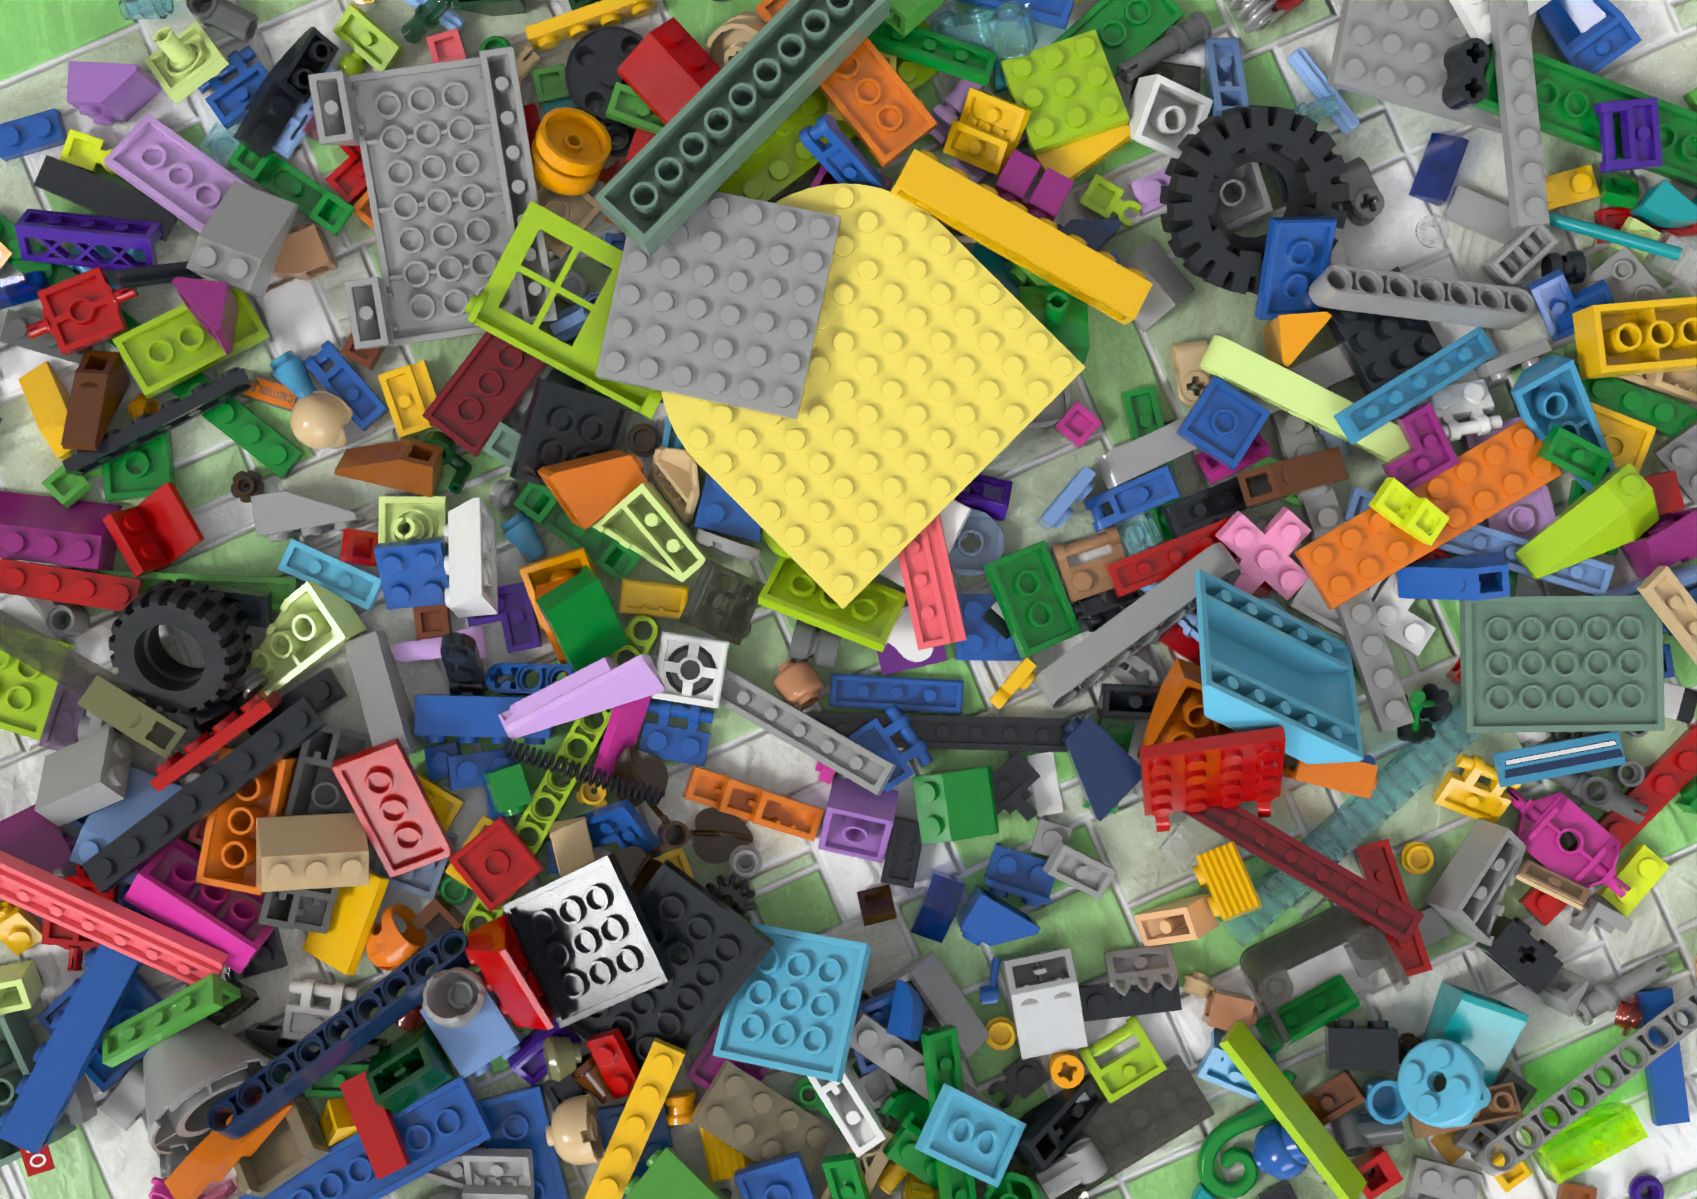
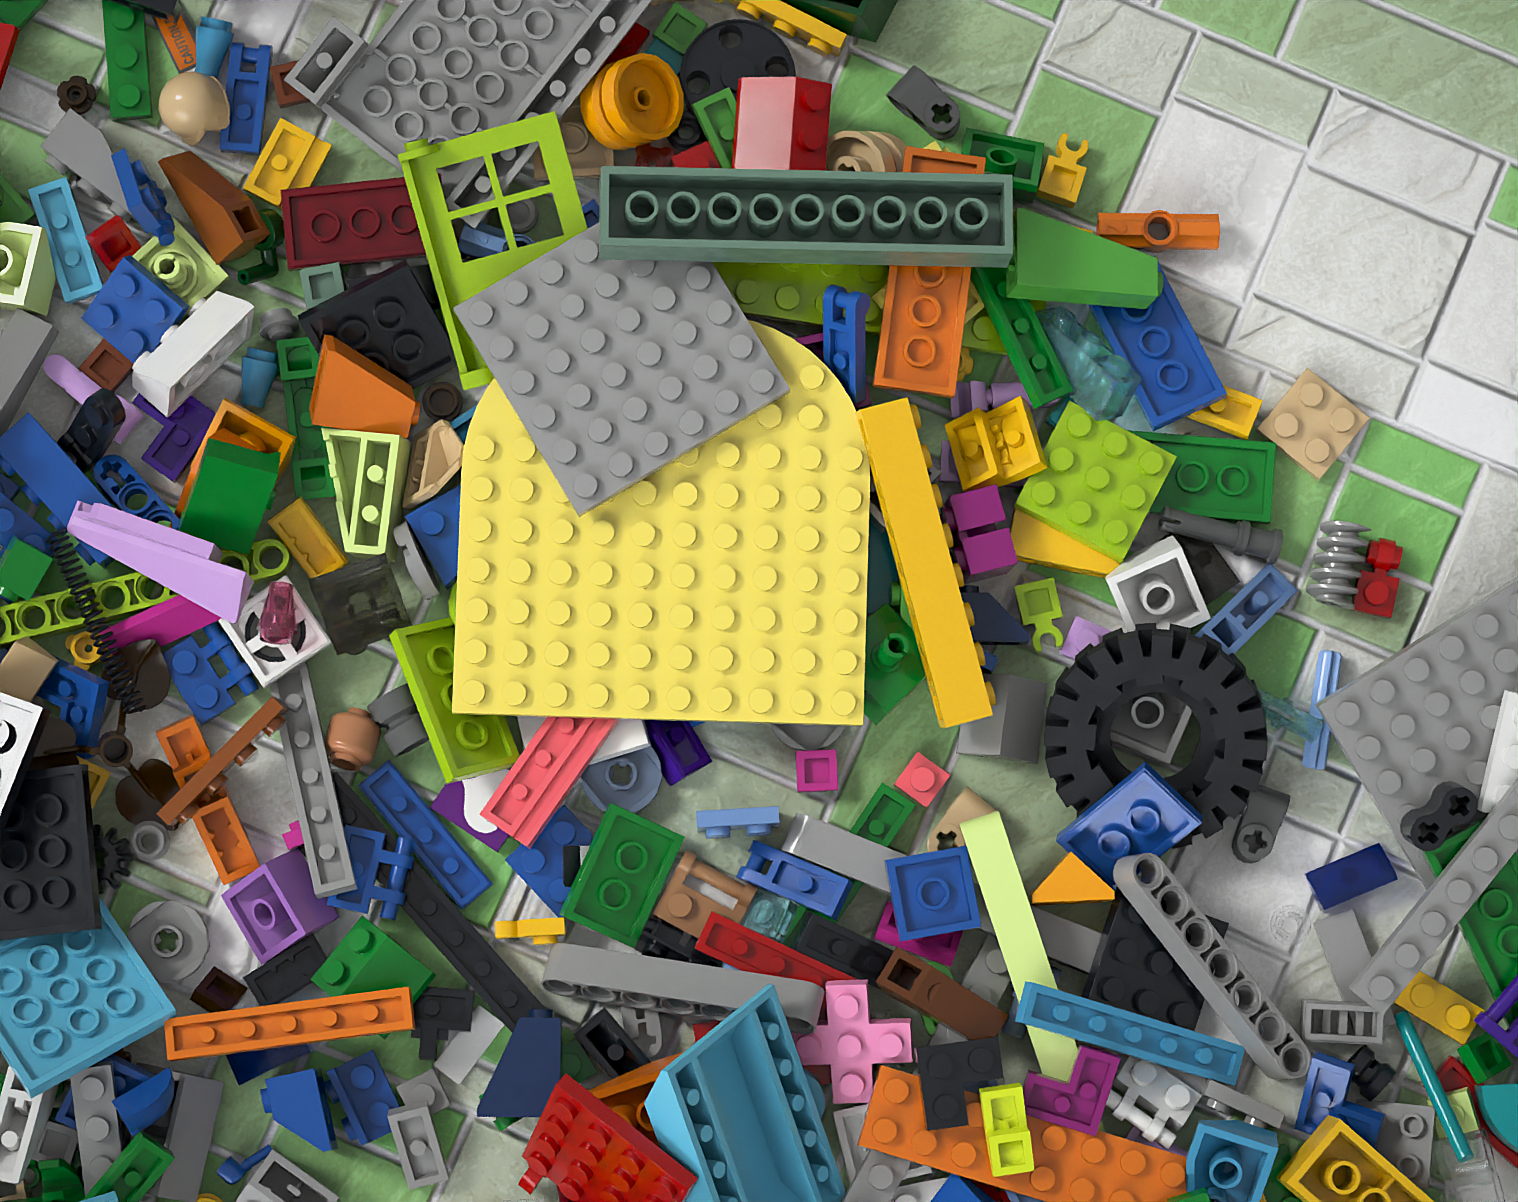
camera: 40 degrees right, 5 degrees down
(348, 502) = (144, 197): none -> blue plate
(684, 659) = (278, 616): none -> clear pink cone
(743, 788) = (212, 774): none -> dark orange plate
(830, 893) = (191, 943): none -> light grey plate
(940, 882) = (289, 1024): none -> orange plate
(1141, 367) = (921, 780): none -> coral plate
(1340, 515) = (944, 1071): none -> black plate

